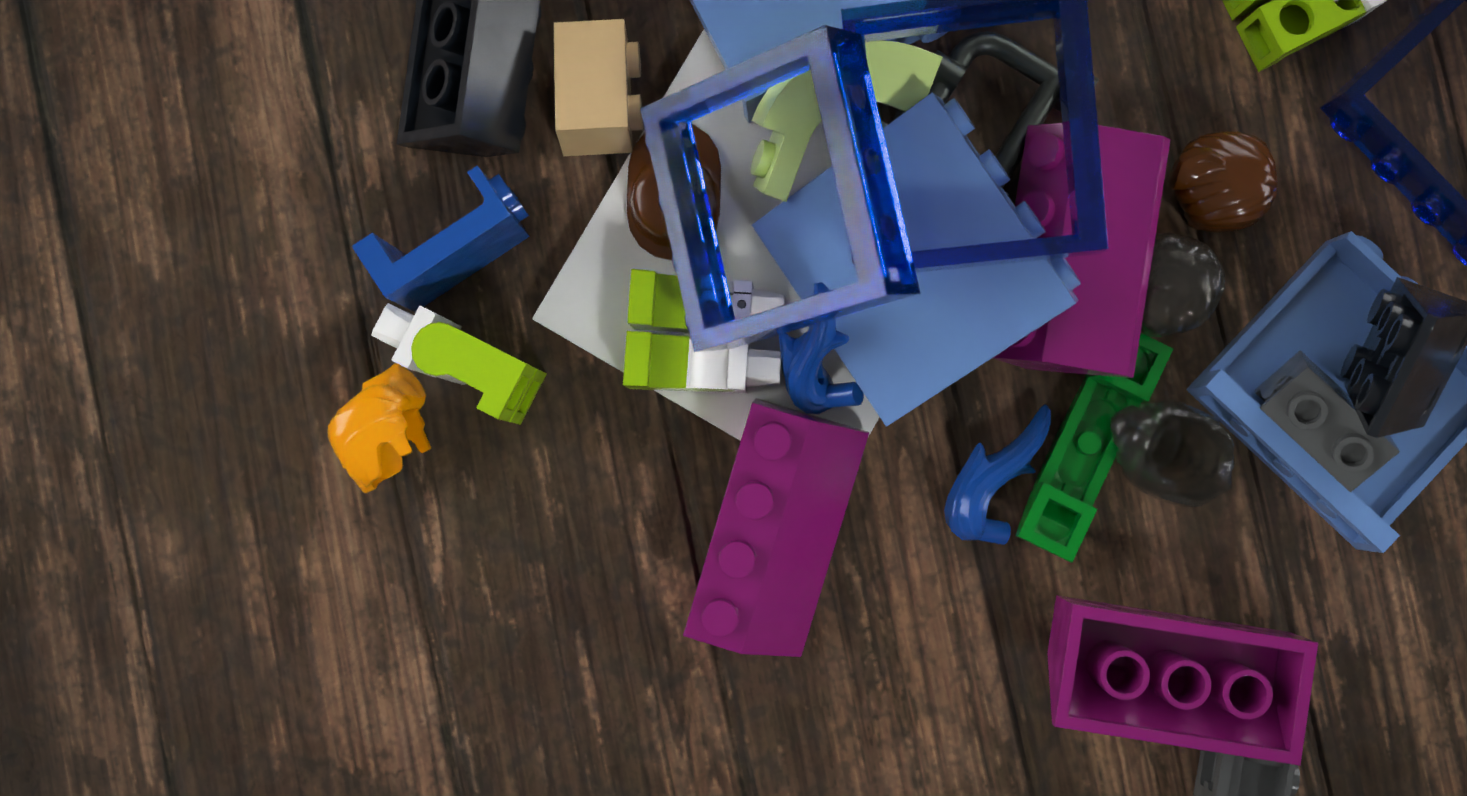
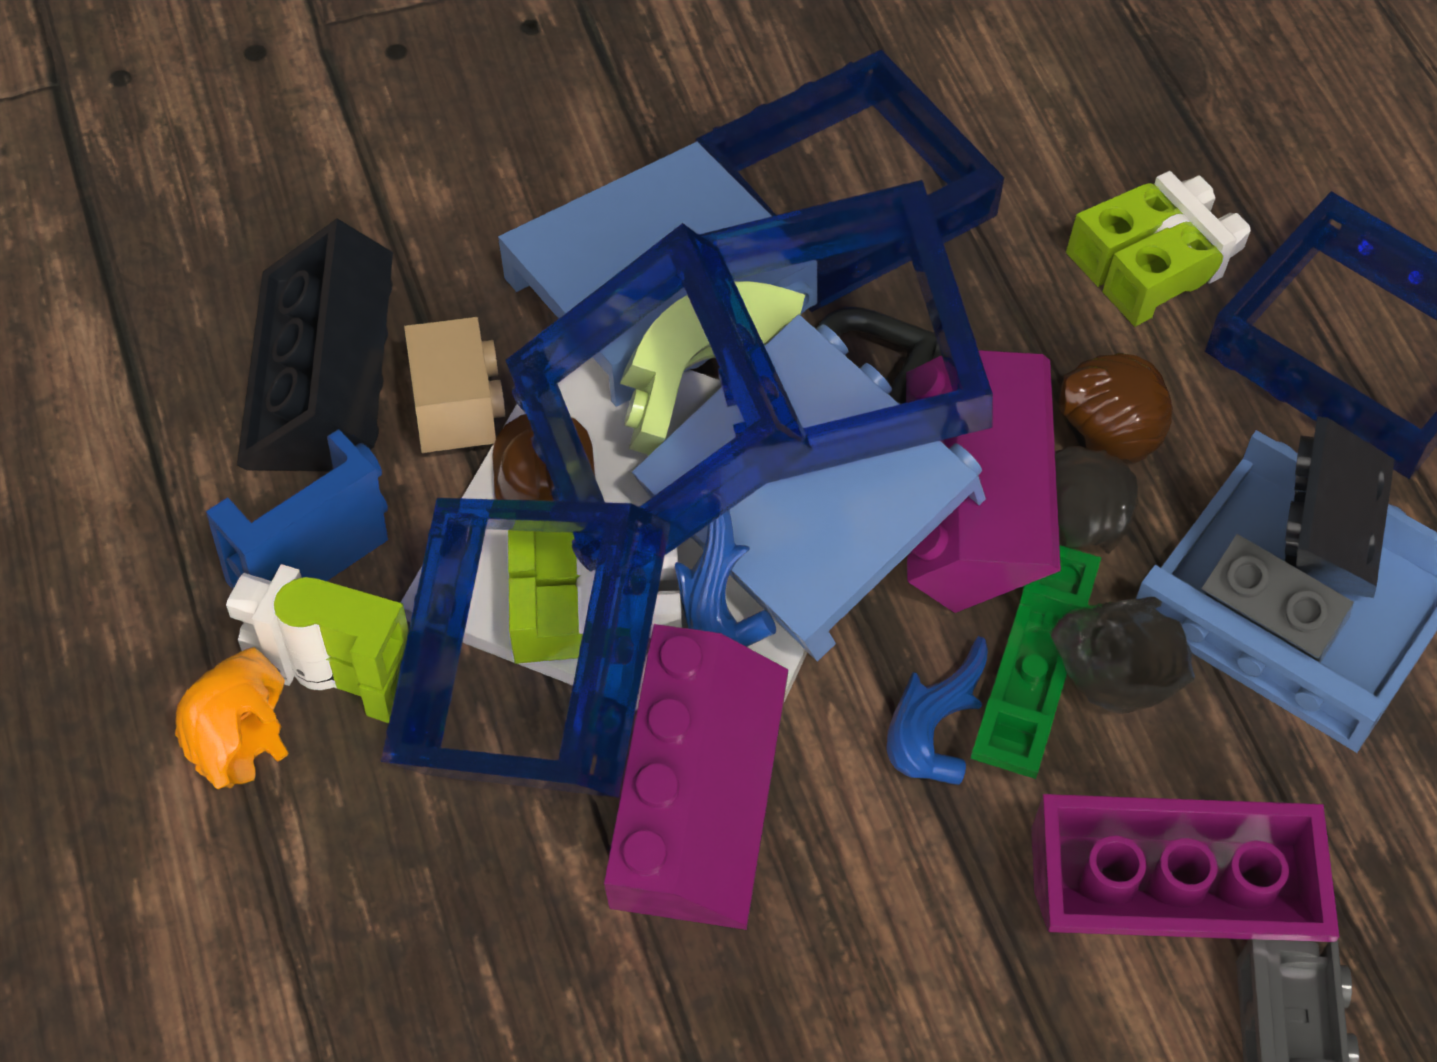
camera: 15 degrees left, 30 degrees down
(711, 441) = (608, 658): none -> clear blue window

